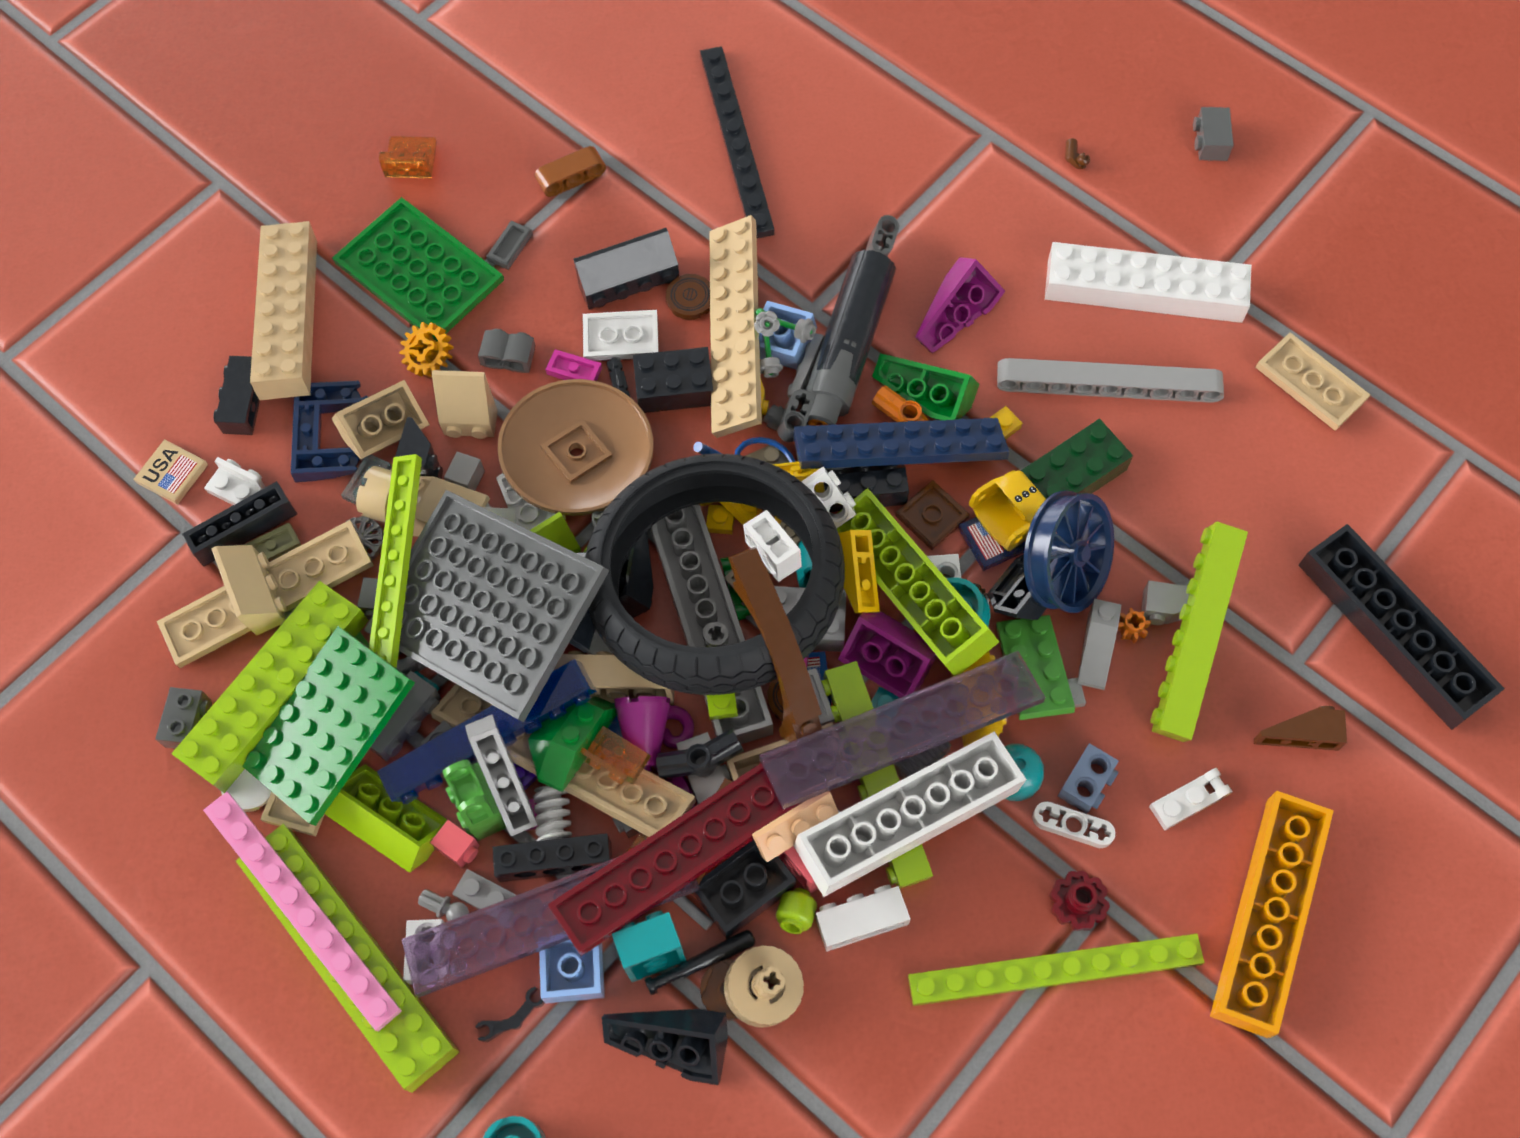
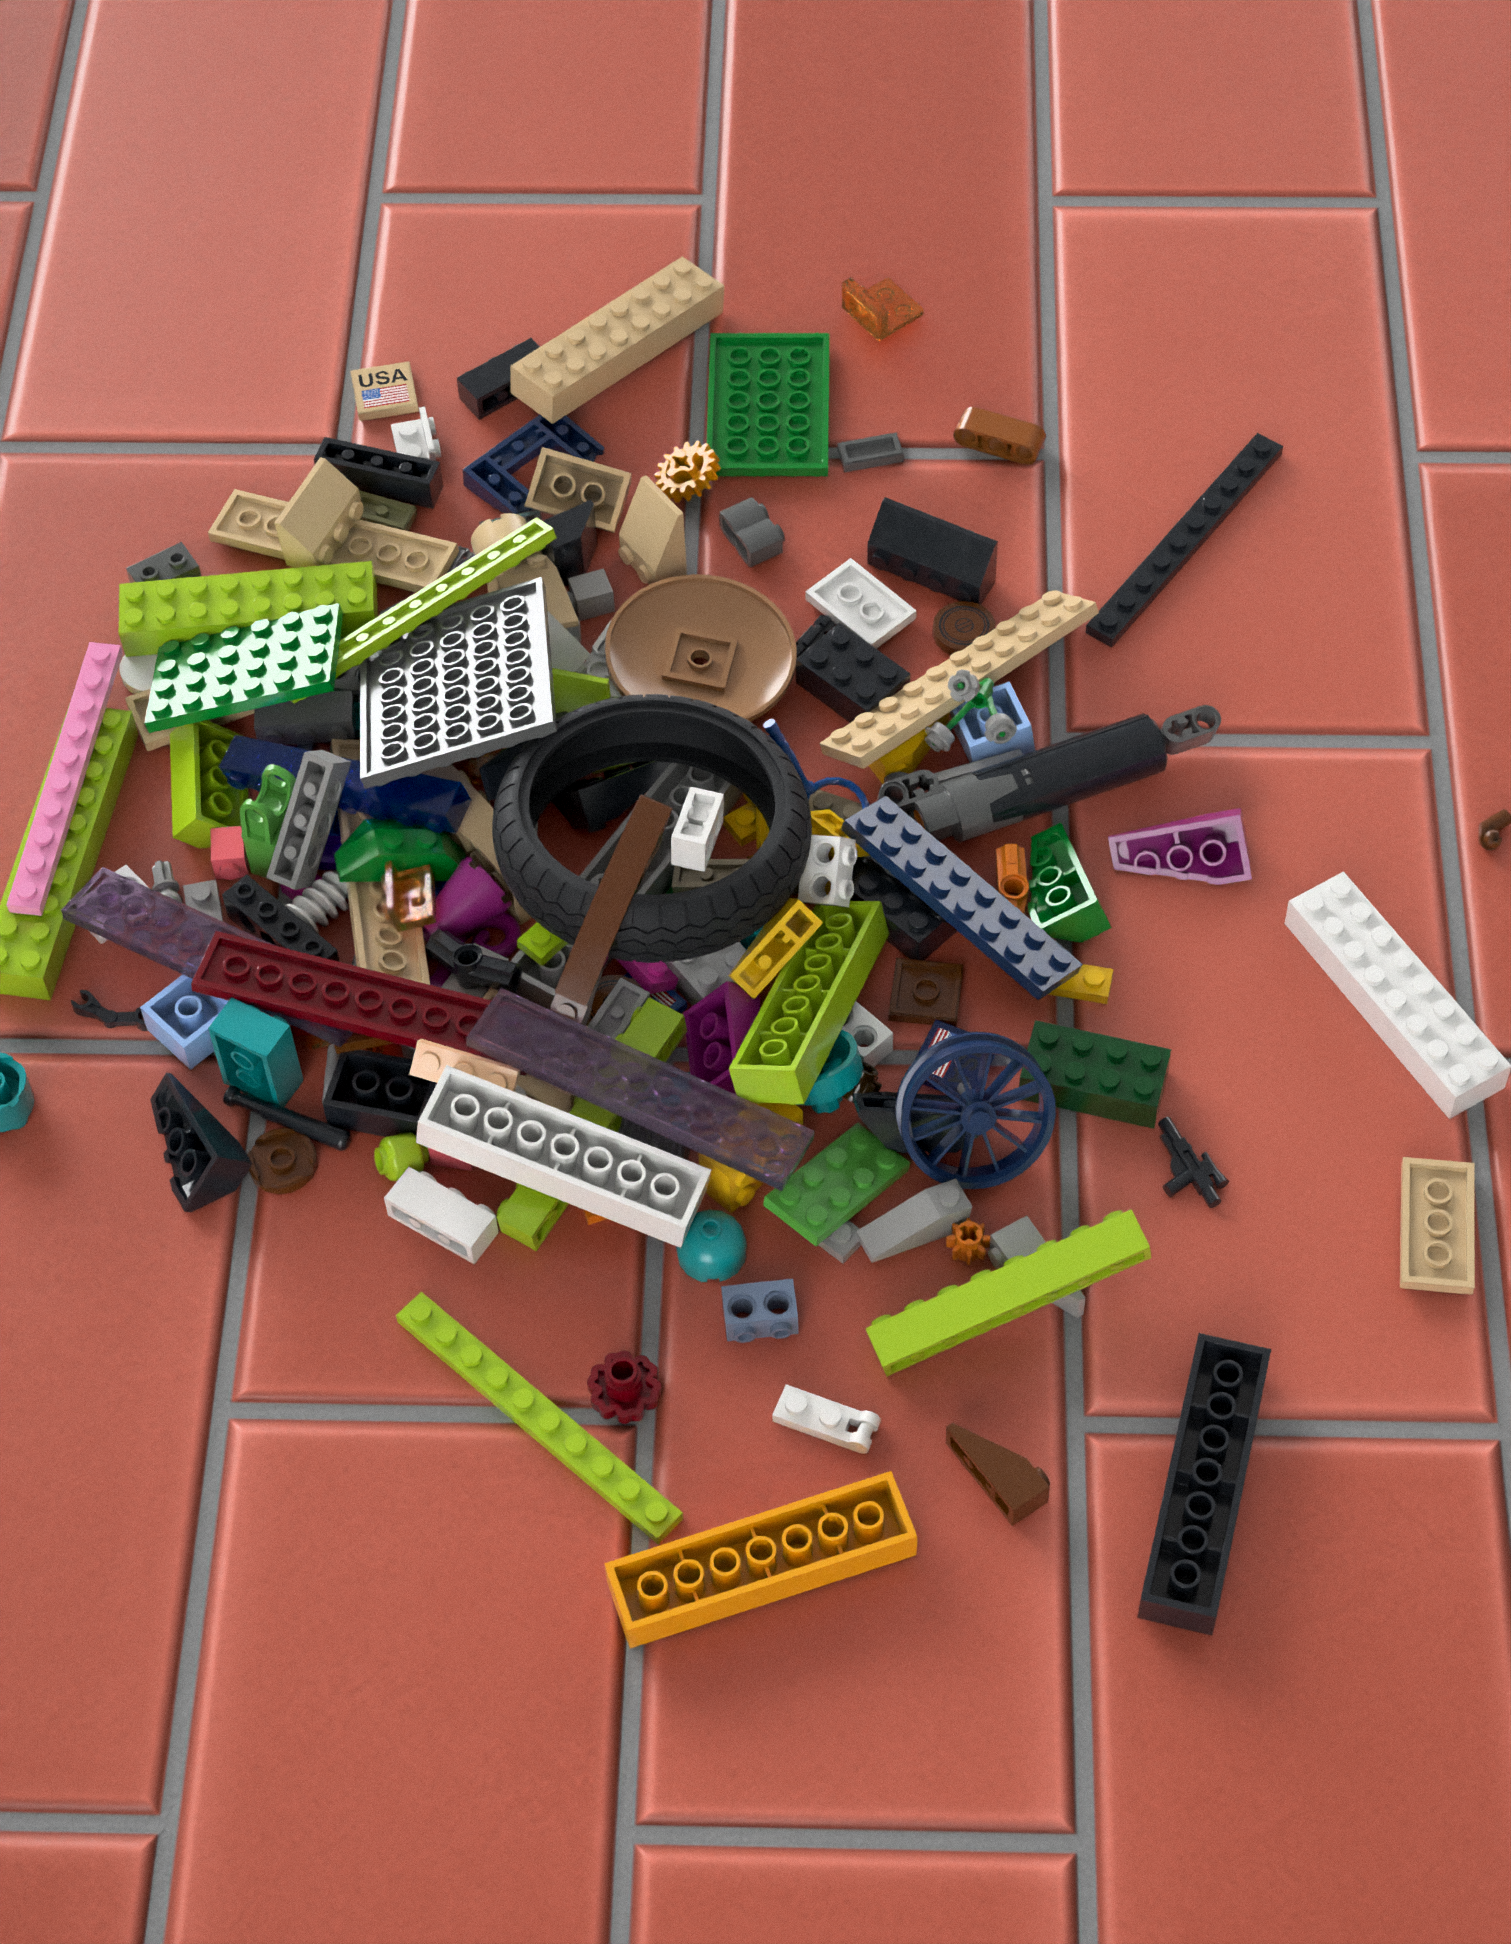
camera: 50 degrees right, 10 degrees down
(569, 366) = (787, 594): dark pink plate -> none
(779, 970) = (282, 1172): tan piece -> none
(1007, 507) = (994, 1018): yellow piece -> none
(1091, 838) = (700, 1347): white beam -> none
(1110, 380) = (1242, 1041): light grey beam -> none
(1171, 473) = (1187, 1167): none -> black piece

